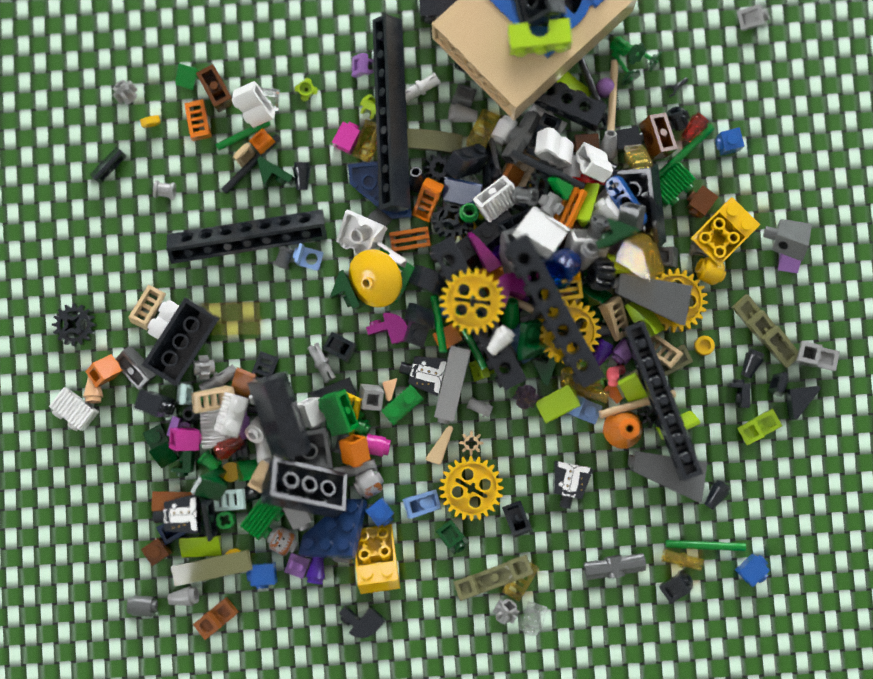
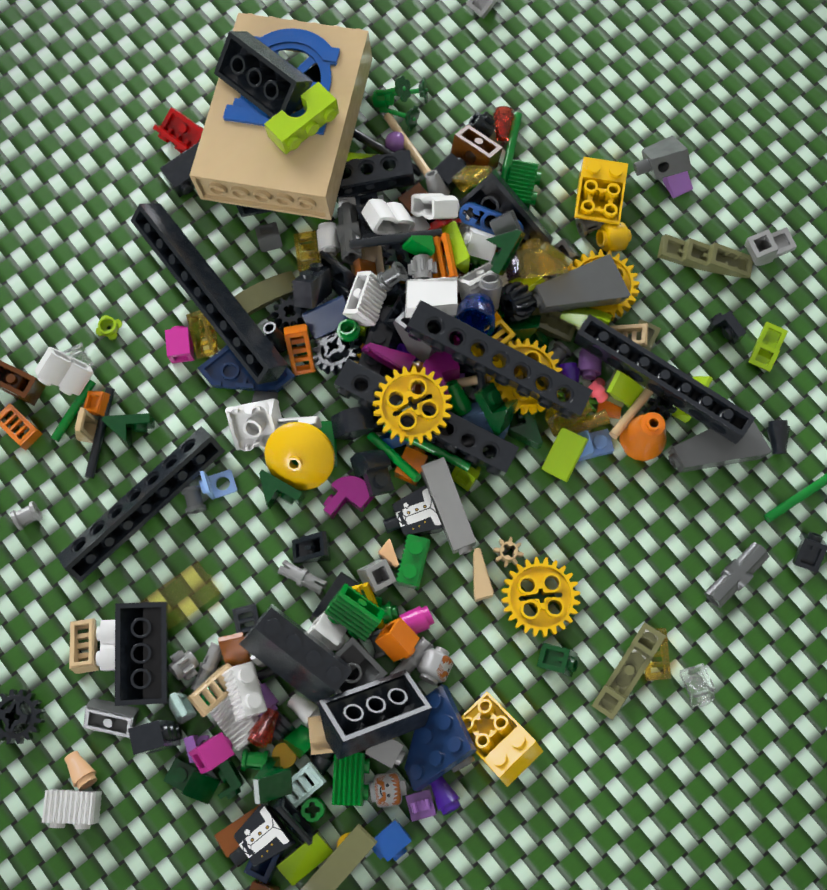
camera: 35 degrees left, 10 degrees down
(103, 370) = (78, 742): orange brick -> none
(195, 416) = (208, 727): black cone -> none
(254, 431) = (281, 692): white brick -> none
(301, 174) = (157, 407): black cone -> none
(360, 65) = (147, 270): medium lavender tile -> none
(363, 626) = (535, 818): black brick -> none
(368, 102) = (182, 298): lime tile -> none
(380, 512) = (468, 686): blue brick -> none
(409, 239) = (322, 386): orange tile -> none
(421, 87) = (221, 252): white pin -> none
(421, 504) = (503, 647): medium blue slope -> none
(461, 113) = (276, 251): light grey cone -> none
(480, 407) = (491, 511): light grey pin -> none
(500, 339) = (466, 424): white cone -> none
(506, 611) = (666, 697): light grey gear -> none
(517, 519) = (608, 596): black slope -> none
(526, 397) = (529, 470): gear -> none
(570, 482) = (631, 522): torso -> none
(598, 226) = (481, 259): dark grey wheel -> none
(609, 309) = (557, 333): tan slope -> none
(675, 87) = (459, 102): black hand -> none
(682, 560) = (795, 522): clear yellow pin -> none
(700, 202) = (558, 182): reddish brown brick -> none
(704, 345) = (659, 308): yellow tile -> none
(729, 141) = (544, 114): blue brick -> none
(752, 362) = (715, 293): black cone -> none
(778, 384) = (755, 294): black slope -> none
(799, 399) = (784, 297): black slope -> none

